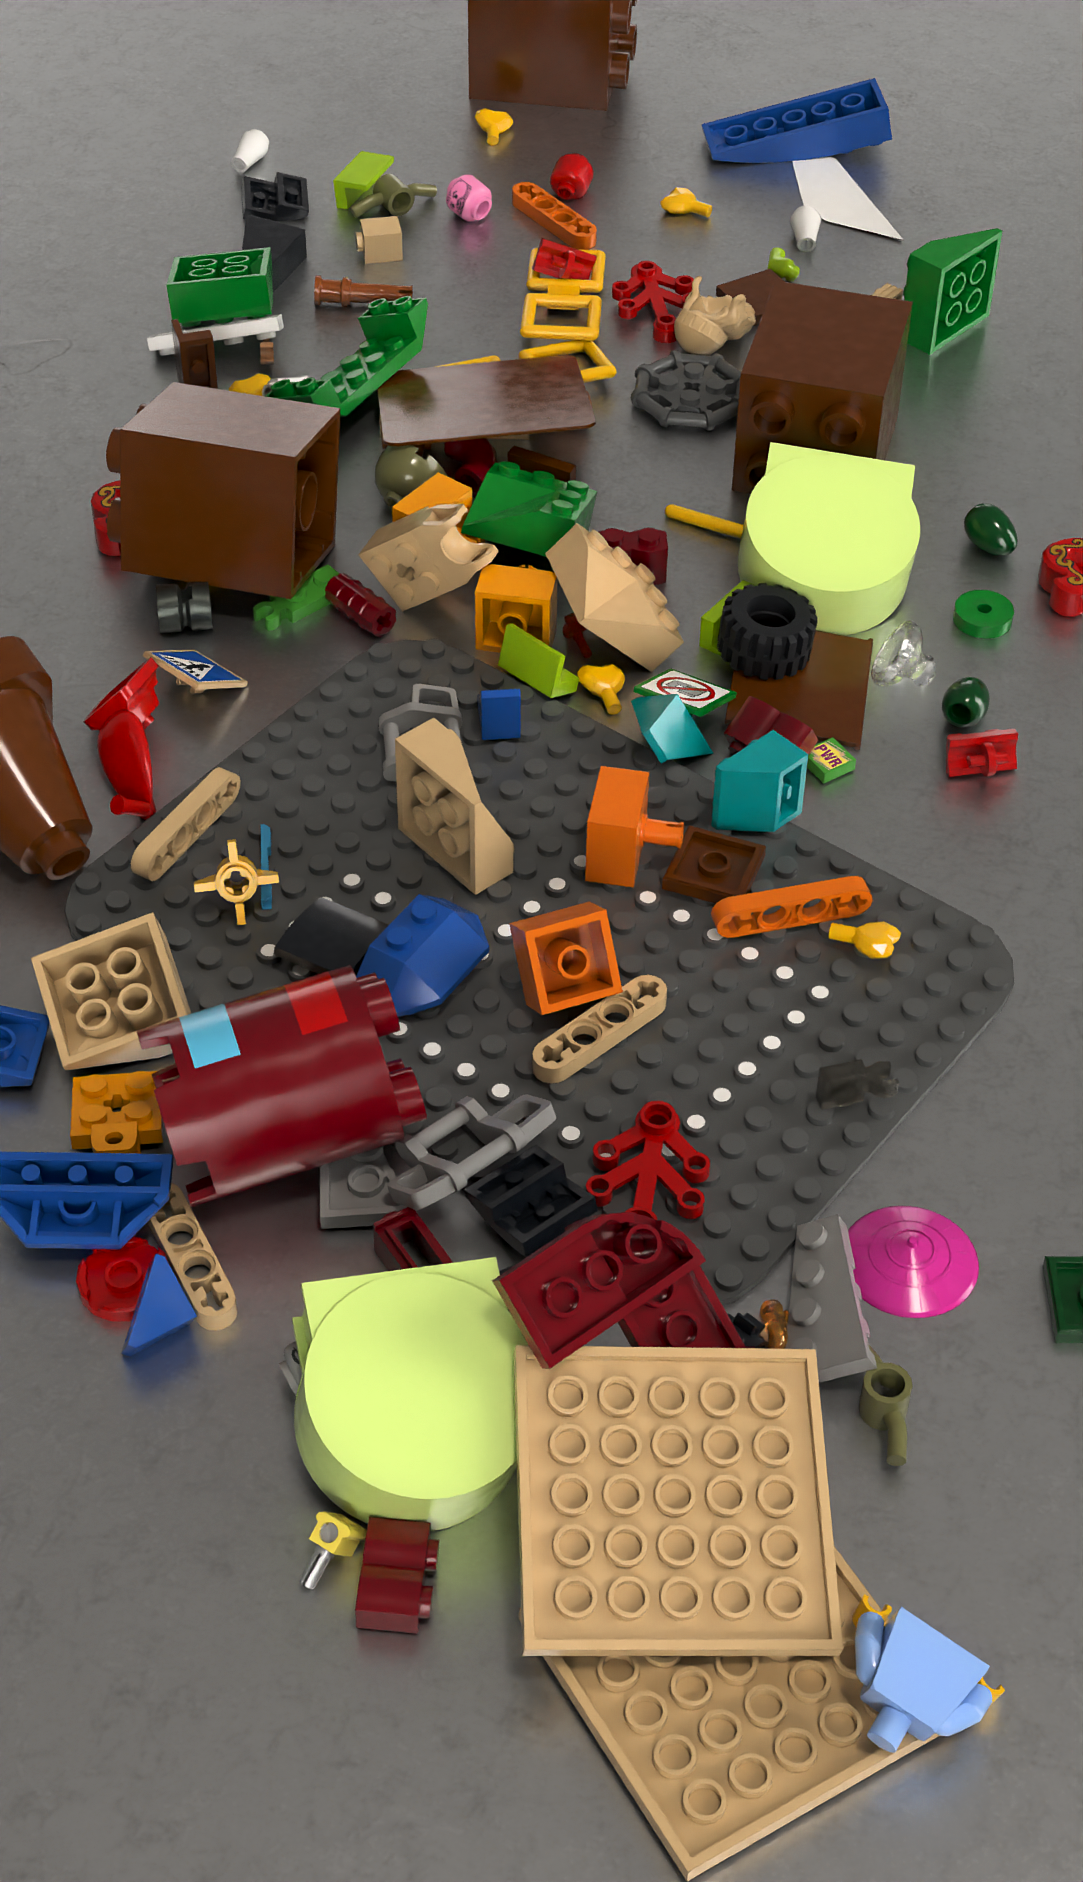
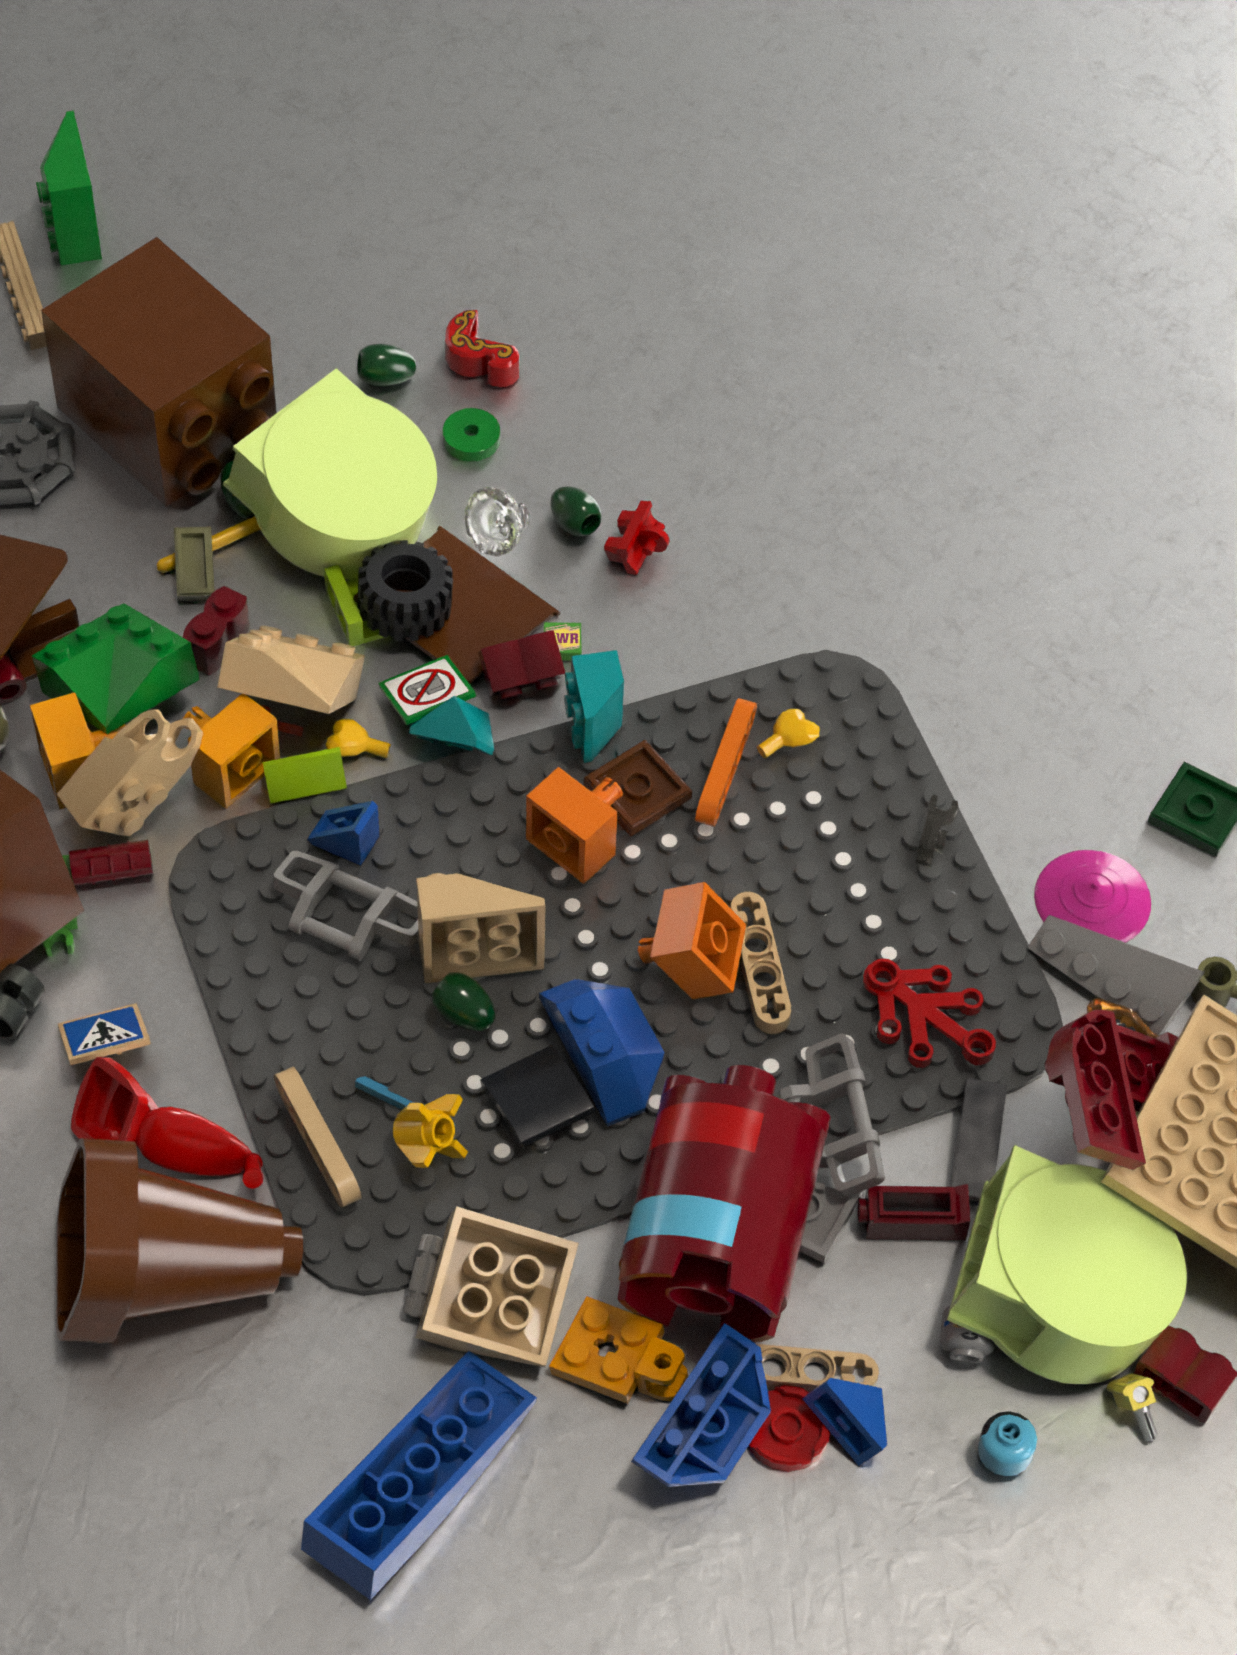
camera: 60 degrees left, 10 degrees up
(205, 1449) = (1007, 1443): none -> medium azure head
(387, 848) = (464, 1002): none -> dark green animal
(530, 1200) = (907, 1103): black slope -> none
(688, 518) = (193, 563): none -> olive tile

